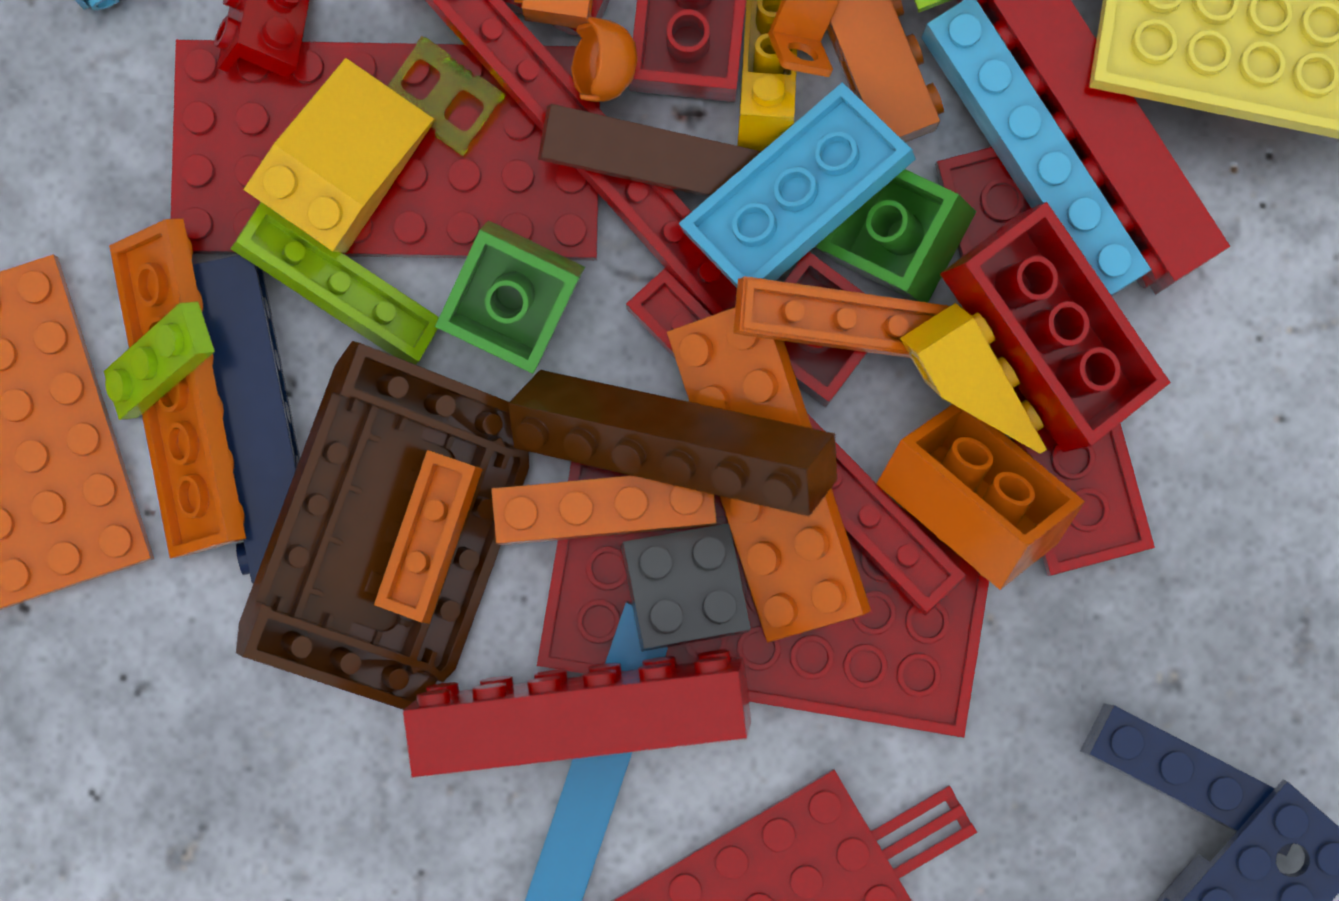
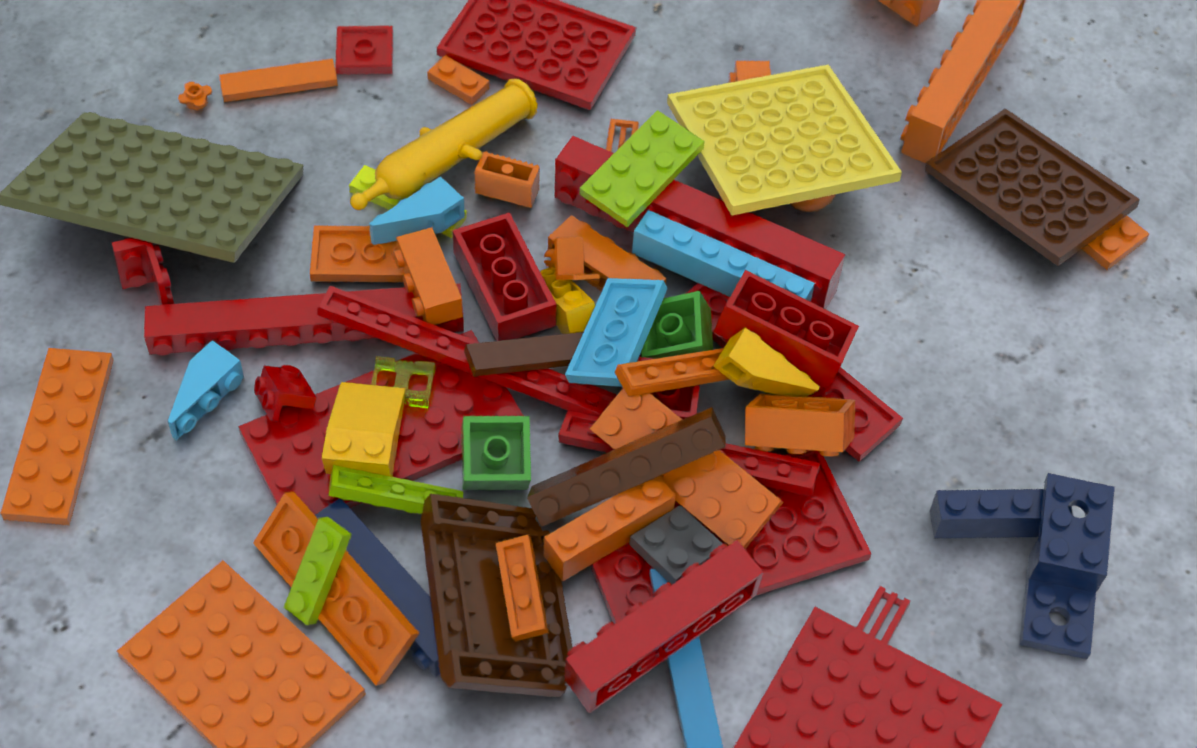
camera: 35 degrees left, 30 degrees down
(603, 60) = (480, 317): orange hair -> none

